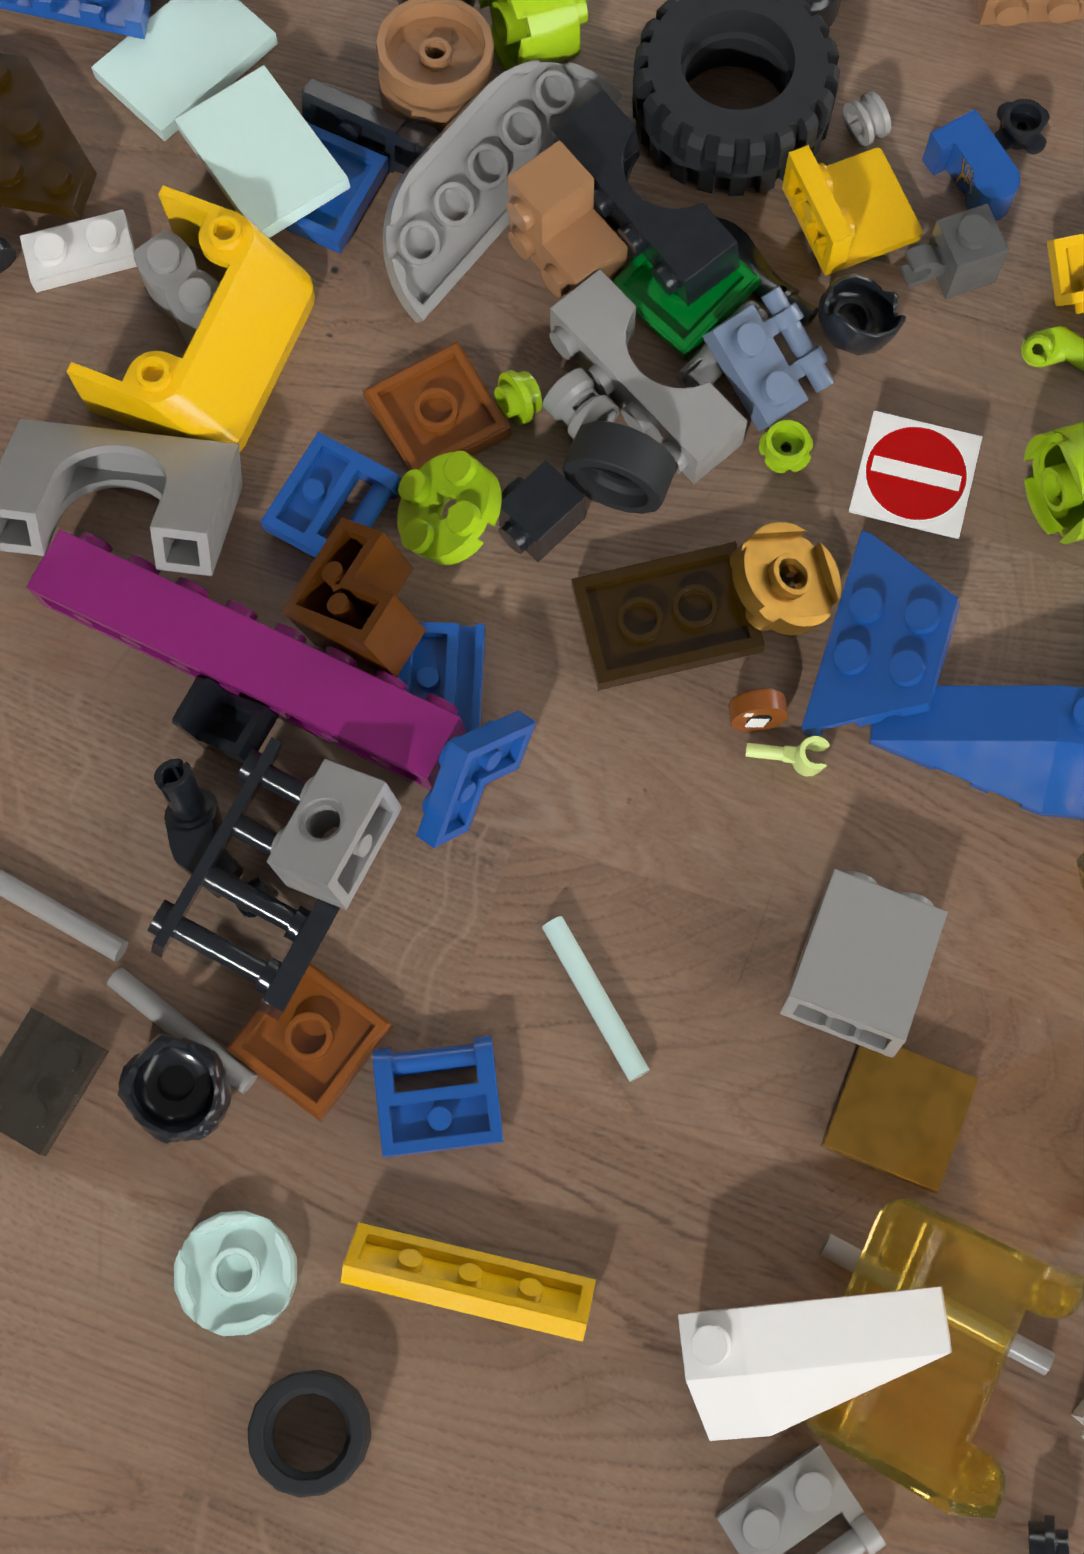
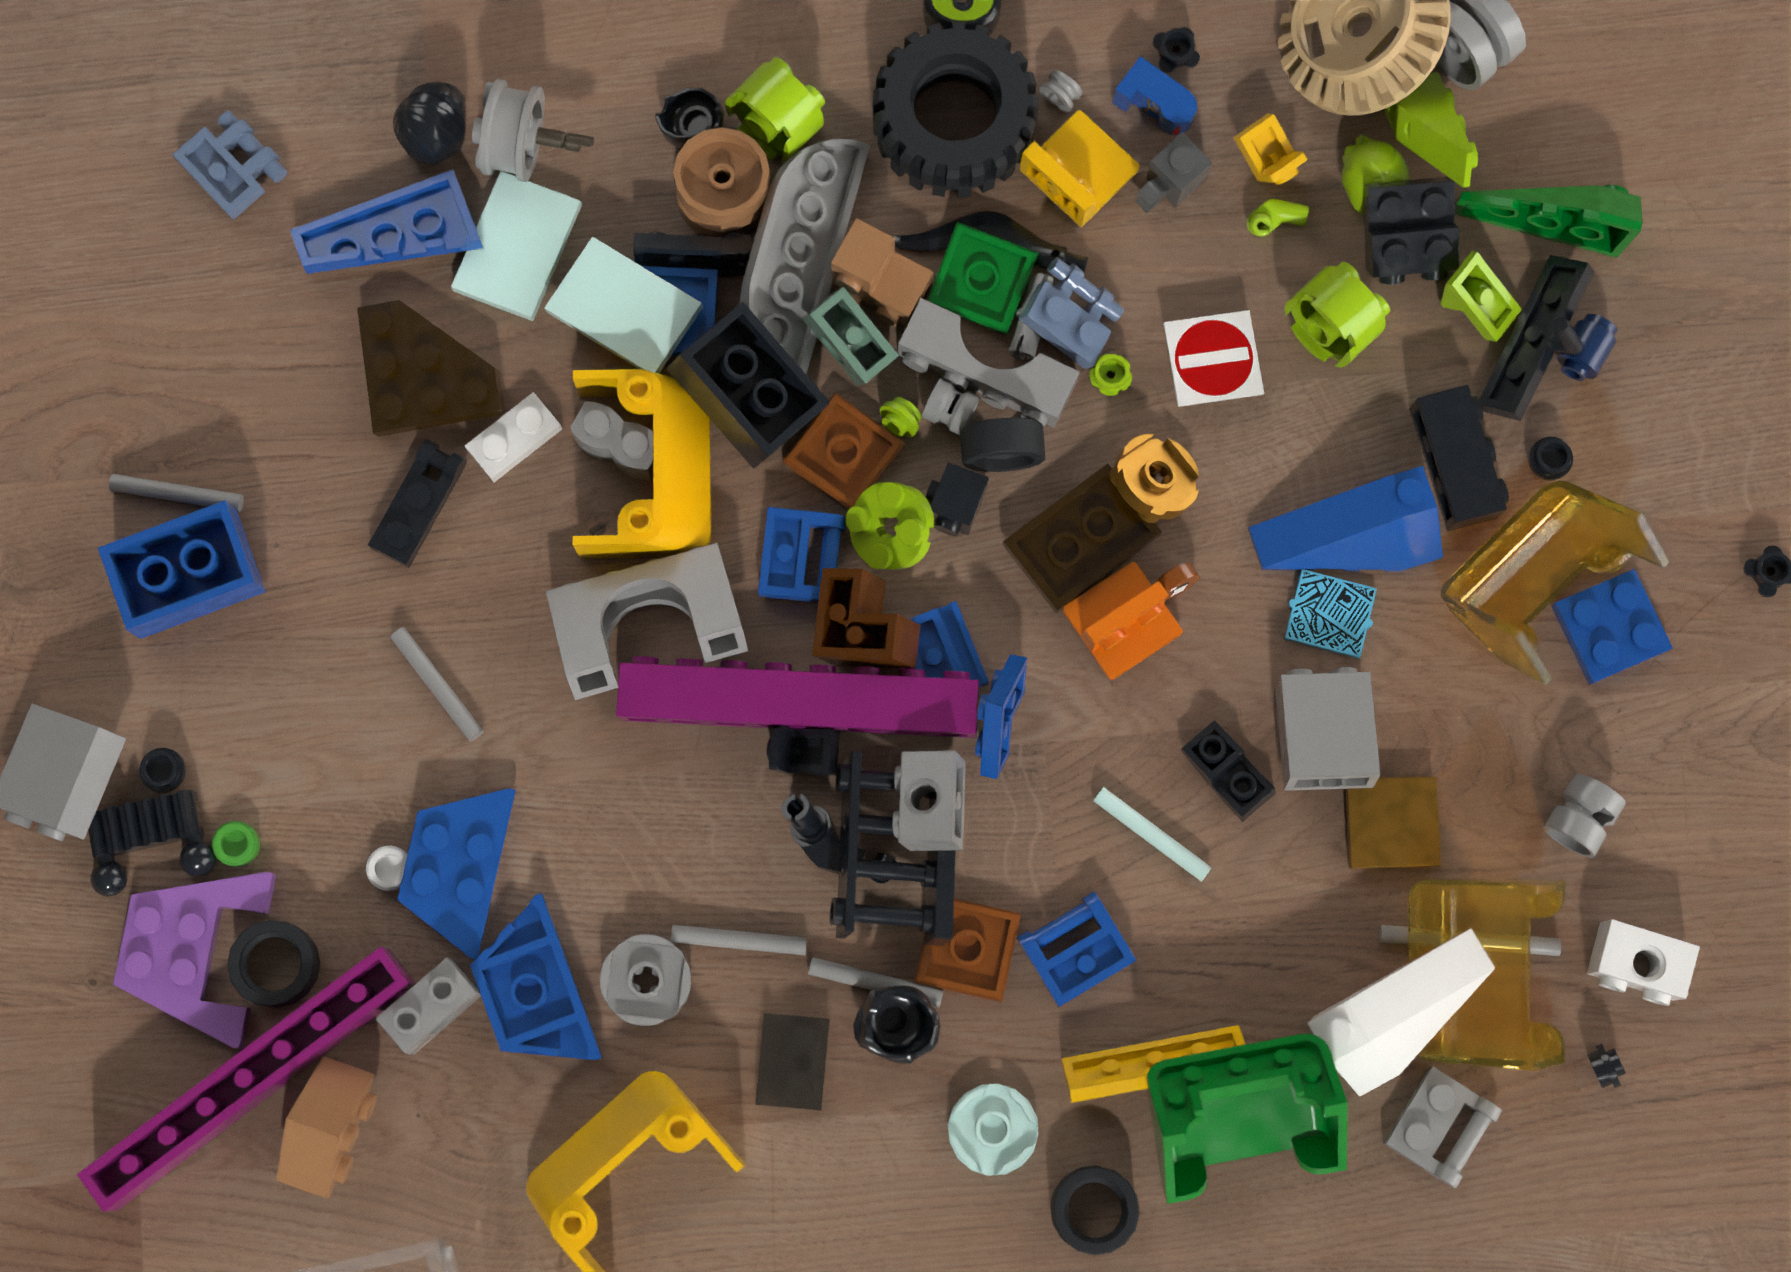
camera: 30 degrees left, 5 degrees up
(355, 282) = (748, 385): none -> black brick
(498, 278) = (850, 336): none -> sand green brick
(549, 1385) = (1247, 1106): none -> green windscreen
(674, 730) = (1123, 620): none -> orange bracket
(683, 245) = (977, 257): black arch -> none
(722, 962) = (1228, 771): none -> black slope
(792, 754) = (1215, 601): yellowish green hand -> none
(859, 314) = (1122, 251): black hair -> none
(882, 643) = (1242, 493): blue wing -> none
(930, 828) = (1330, 613): none -> medium azure piece

